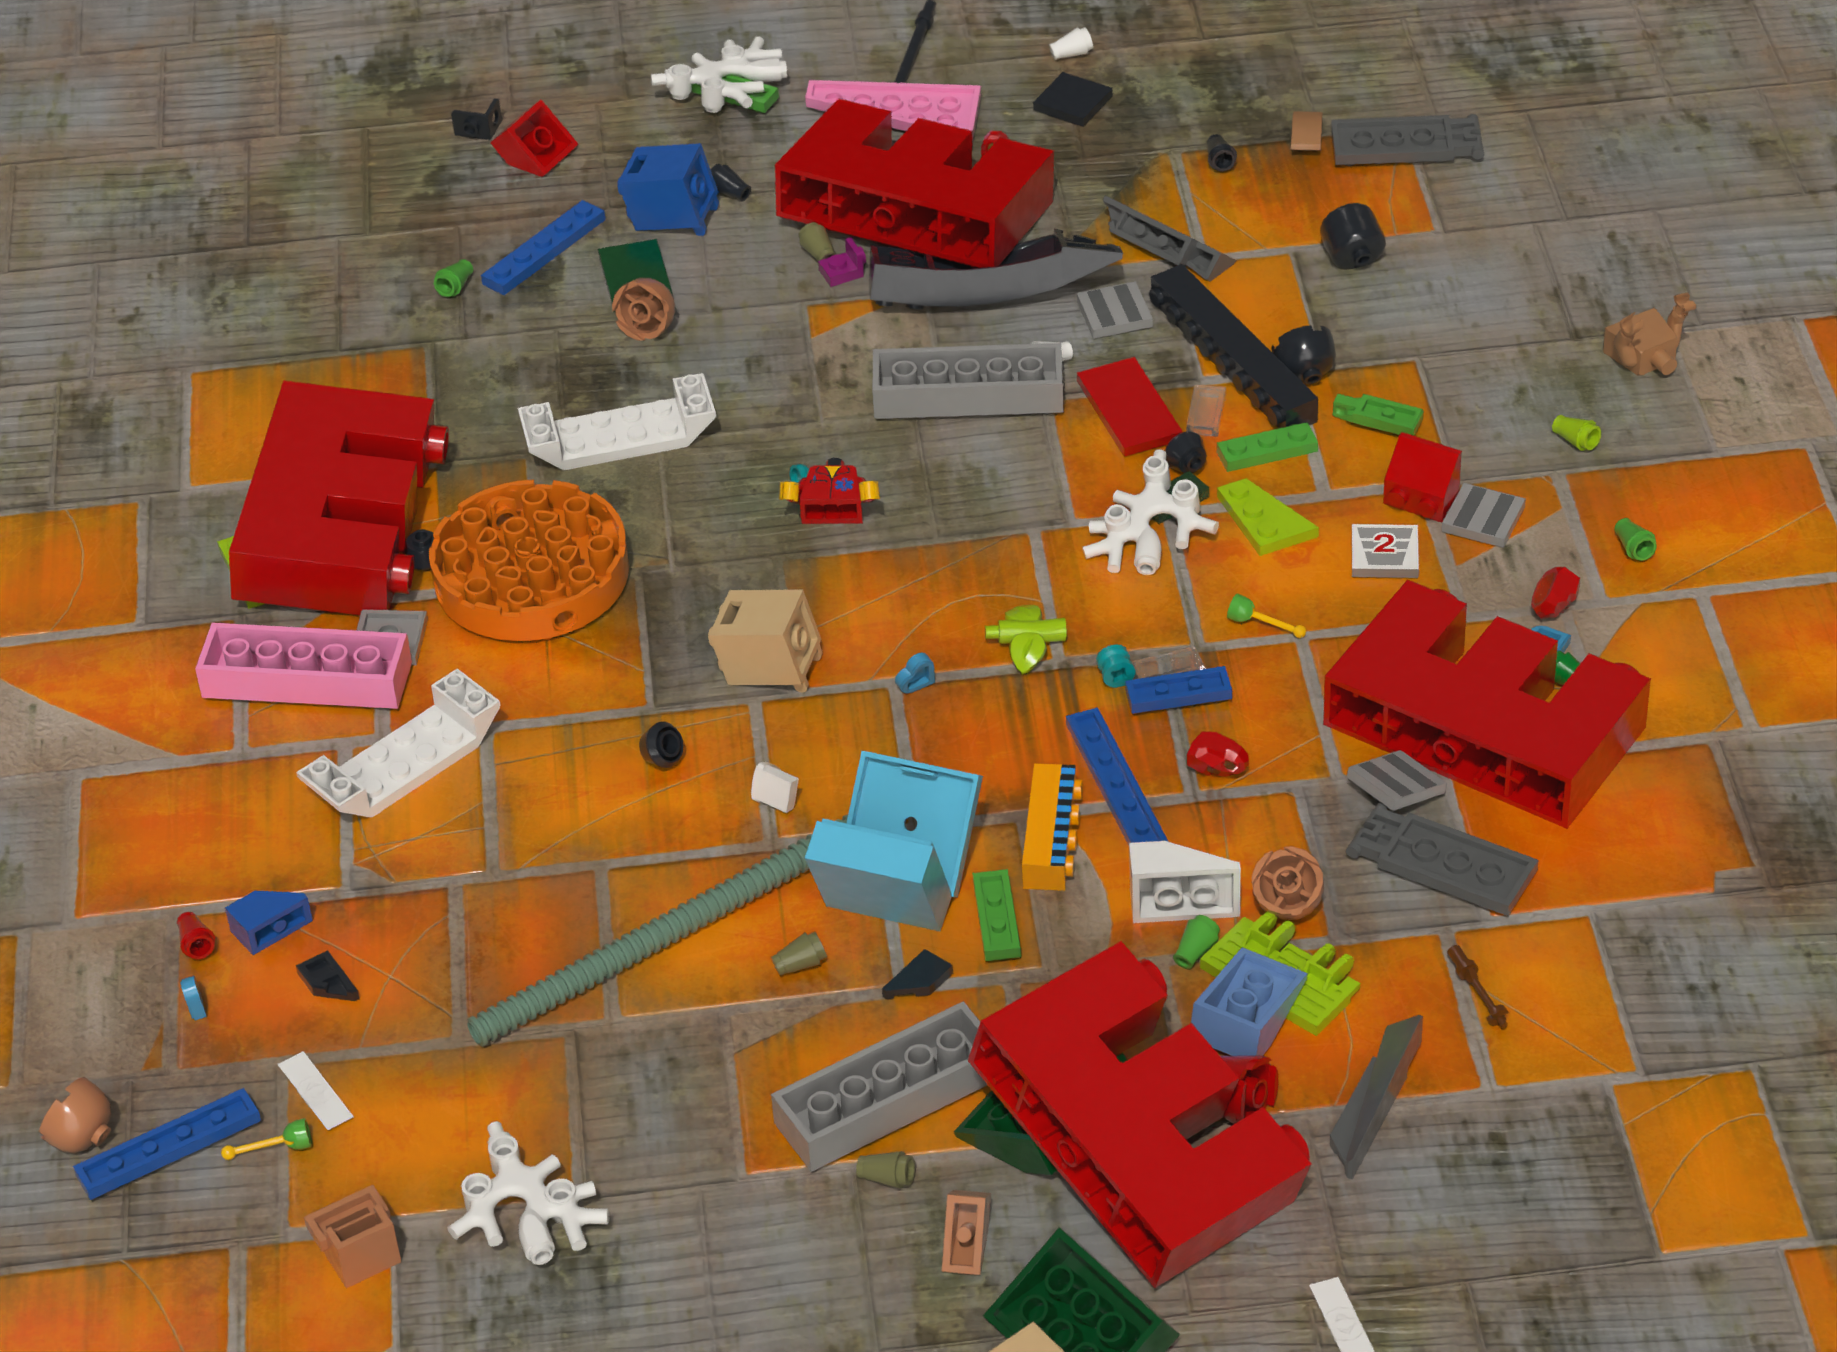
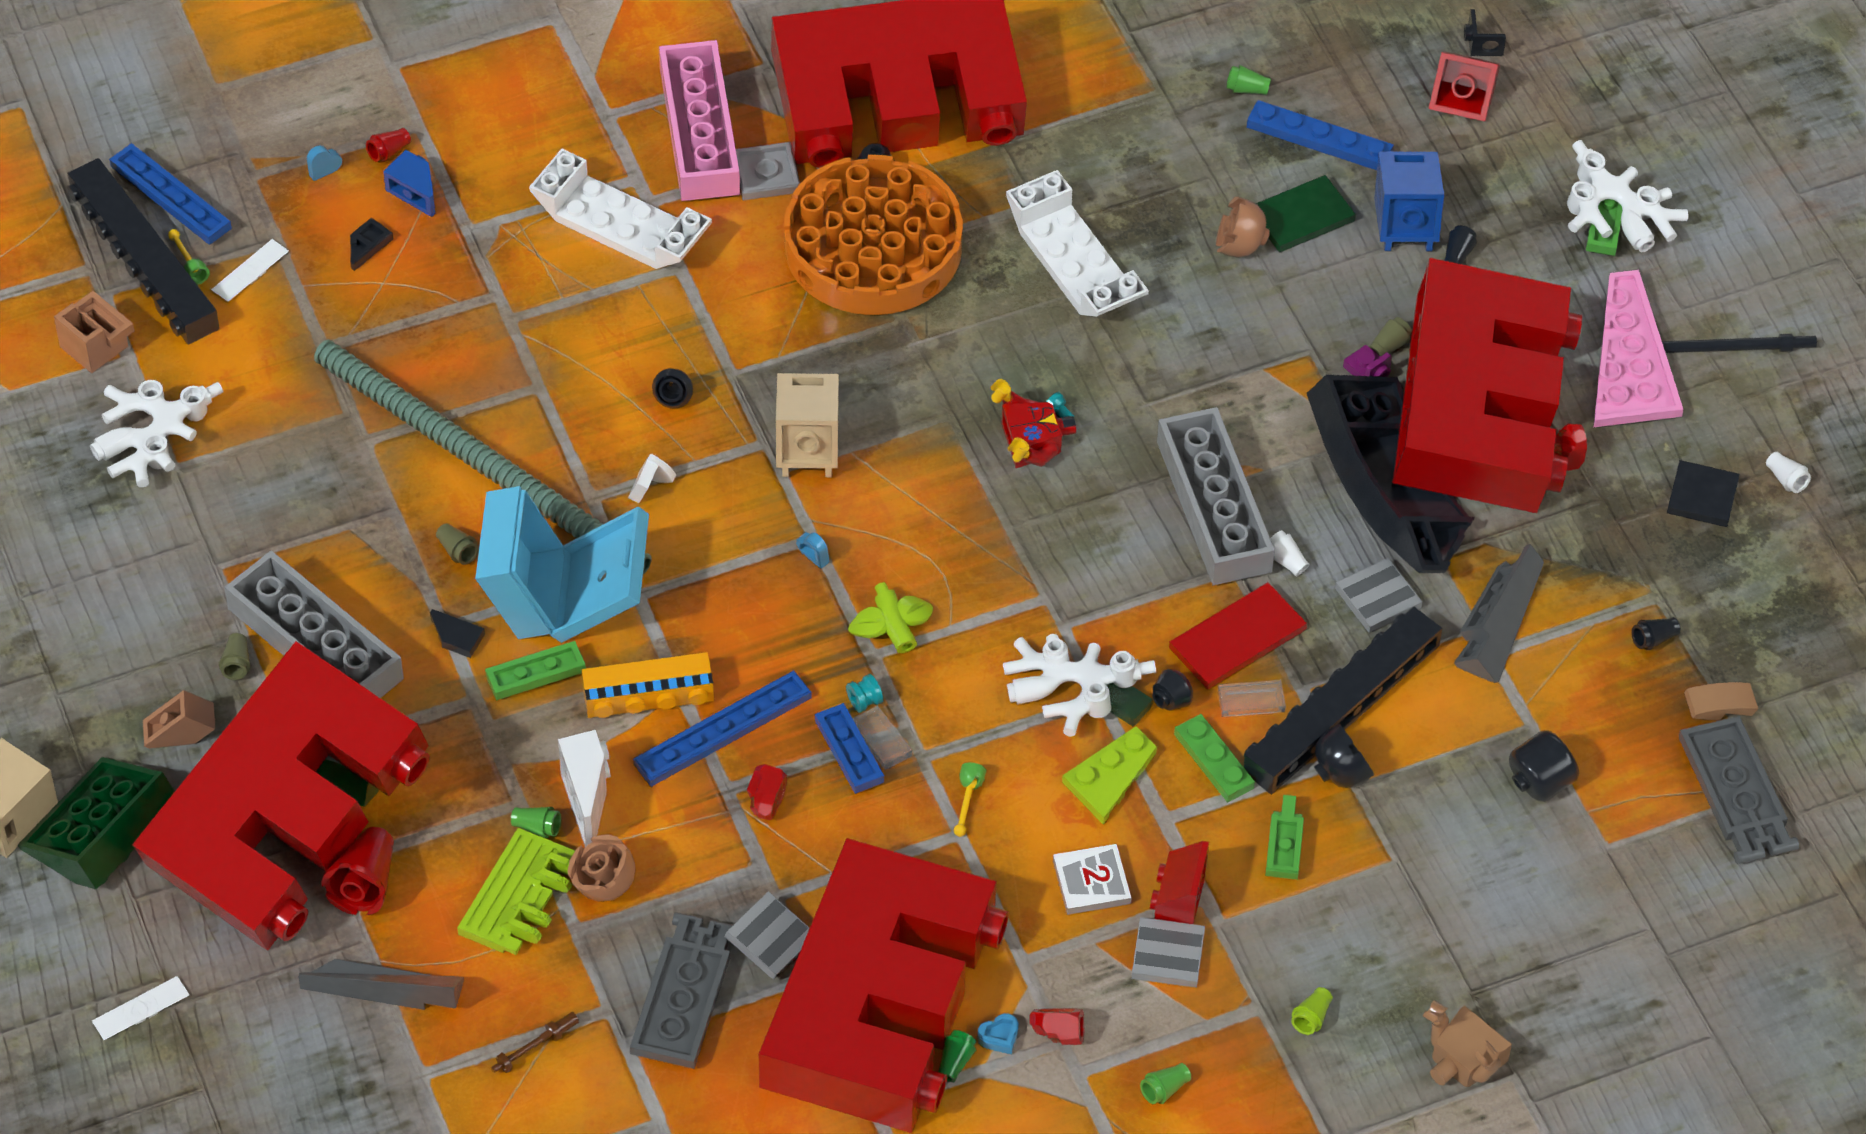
camera: 70 degrees right, 10 degrees up
(79, 1119) = (174, 129): nougat cylinder -> none
(244, 1178) = (142, 251): none -> black brick
(1247, 1003) = (462, 867): medium blue slope -> none

